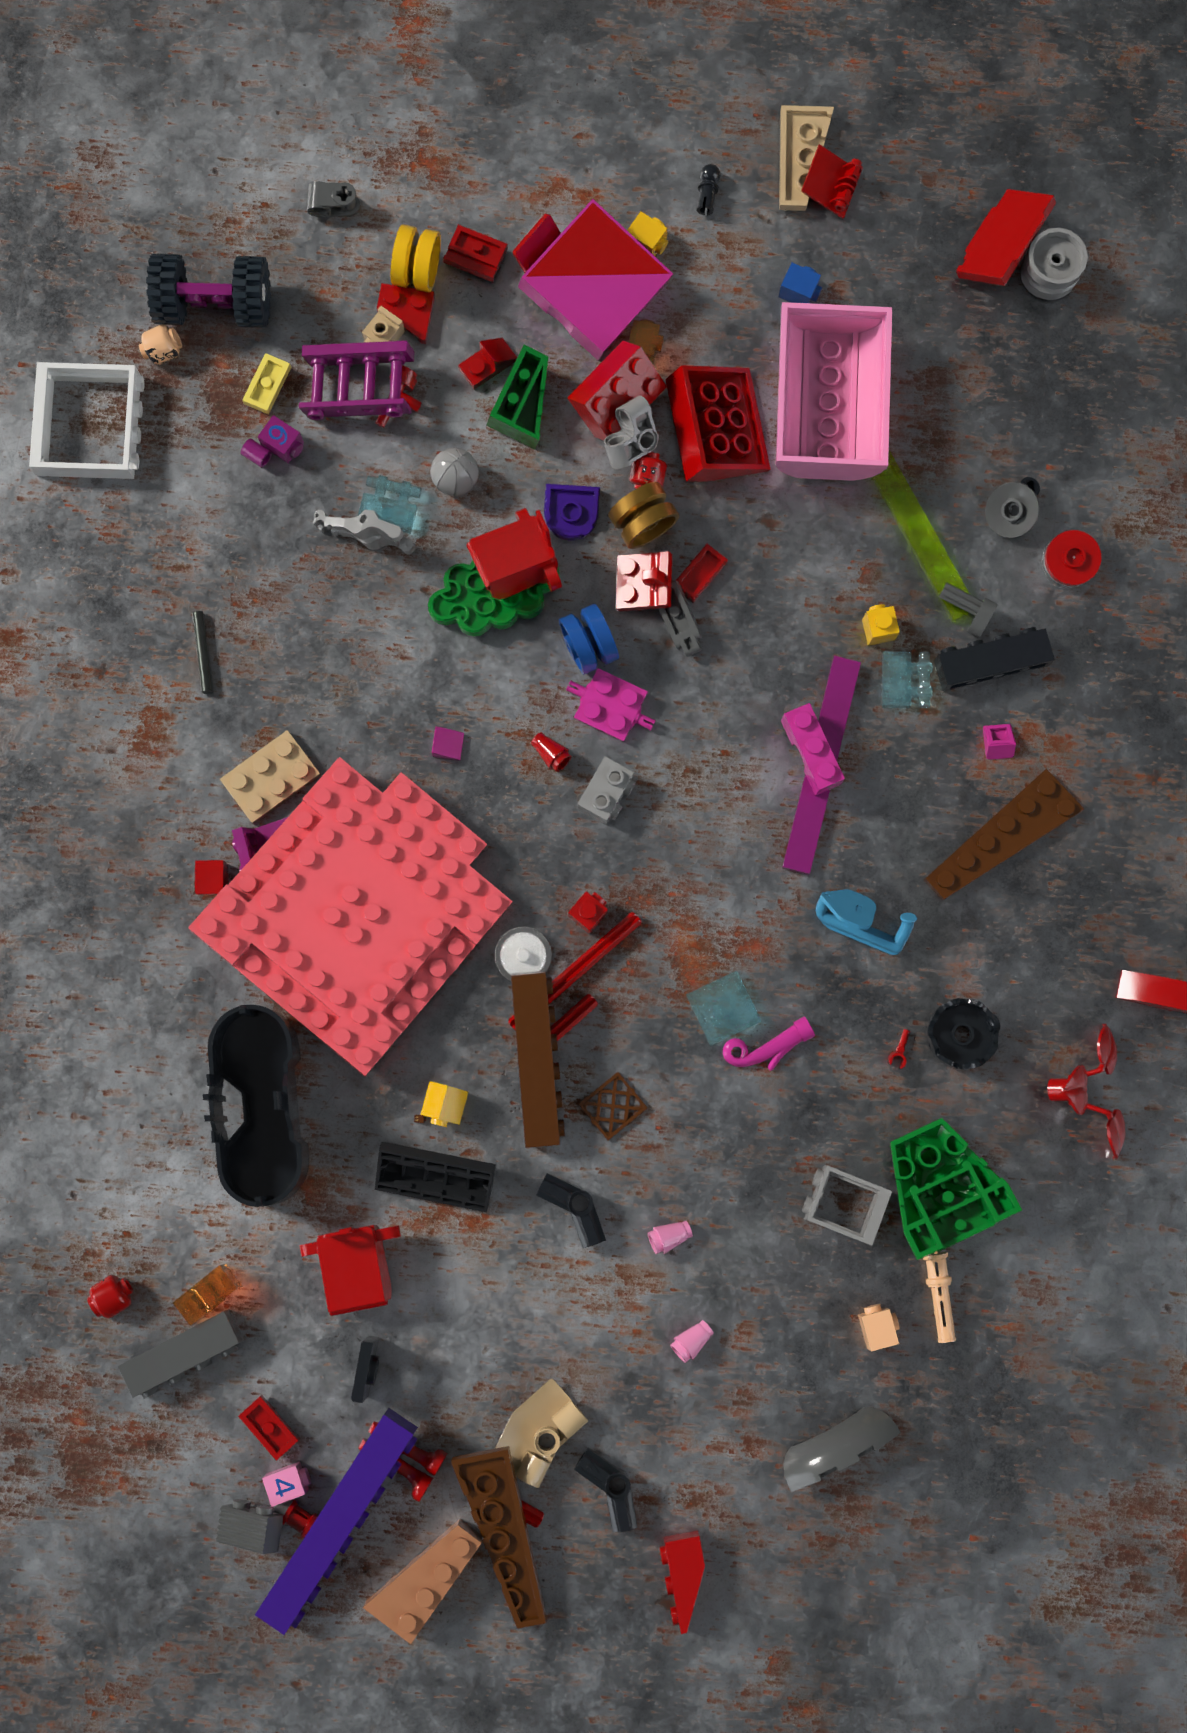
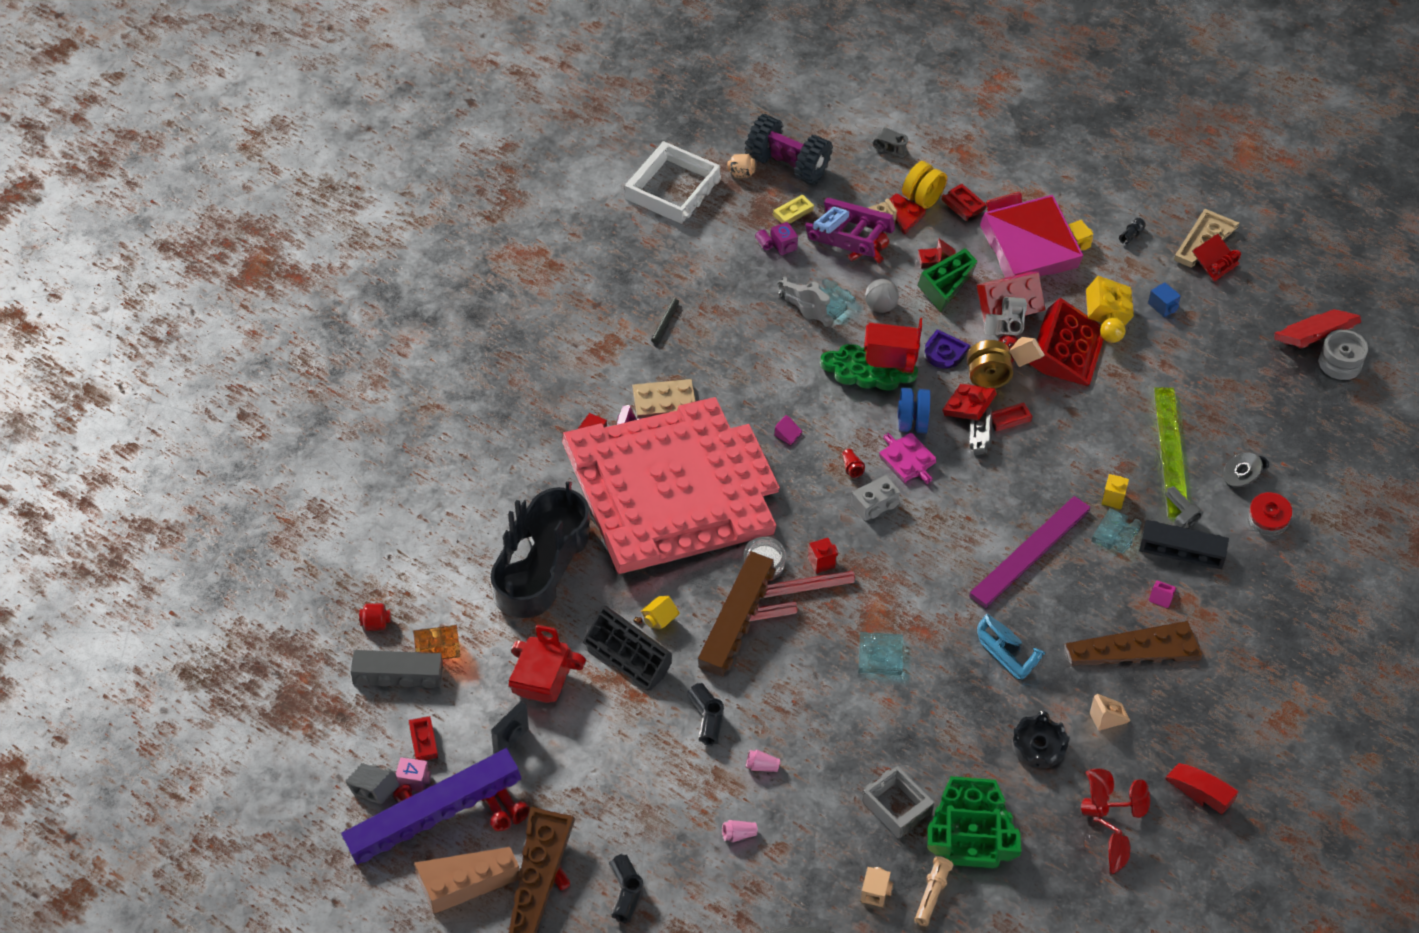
camera: 30 degrees right, 30 degrees down
(328, 402) = (831, 220): none -> light blue tile
(543, 1412) = (608, 821): tan panel -> none
(630, 1092) = (770, 660): reddish brown window -> none
(646, 334) = (1049, 284): clear orange brick -> none
(679, 475) = (1026, 351): none -> light nougat slope
(743, 336) = (1111, 305): none -> yellow brick
(774, 1048) = (902, 691): dark pink plant -> none
(819, 761) = (1028, 532): dark pink arch -> none
(833, 391) = (1150, 352): bright pink container -> none
(900, 1049) = (989, 734): red hand -> none
(1019, 949) = (1107, 712): none -> light nougat slope

